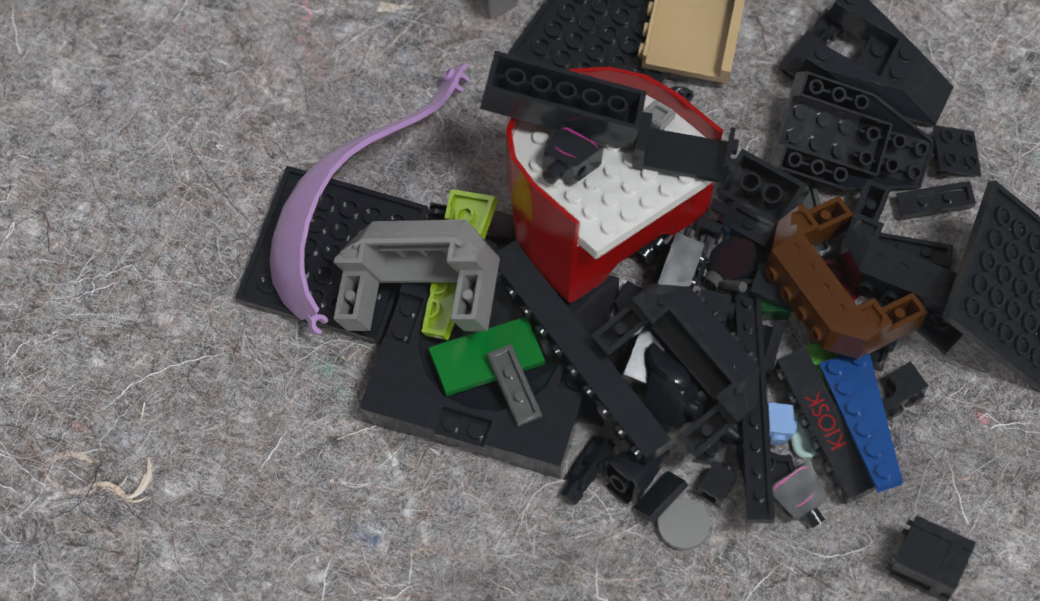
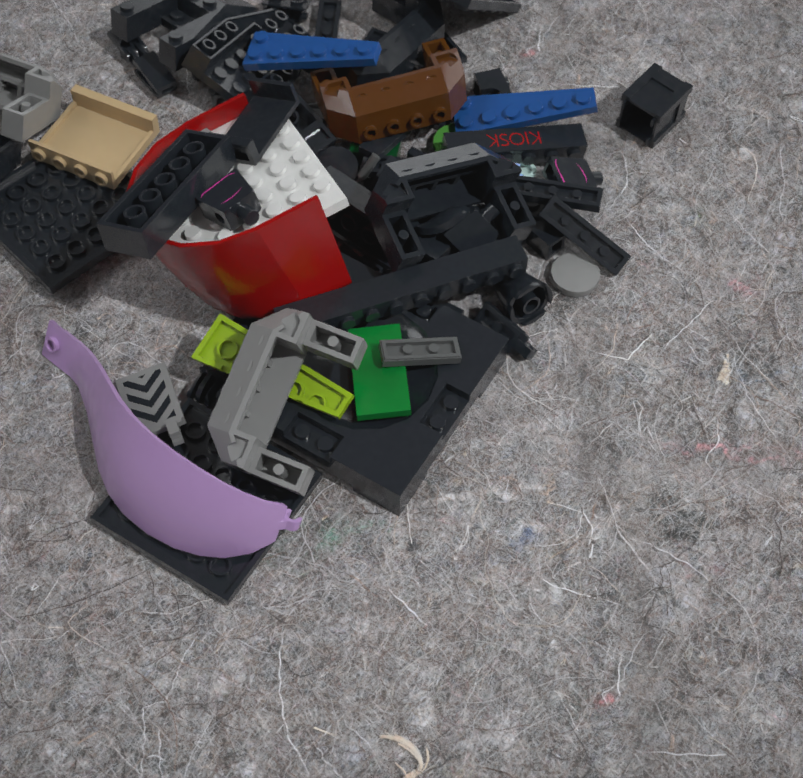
camera: 80 degrees left, 10 degrees down
(408, 178) = (153, 401): none -> light grey tile
(660, 496) = (543, 272): black tile -> none
(720, 517) = (584, 235): none -> black plate
(850, 169) = (290, 51): none -> blue wing

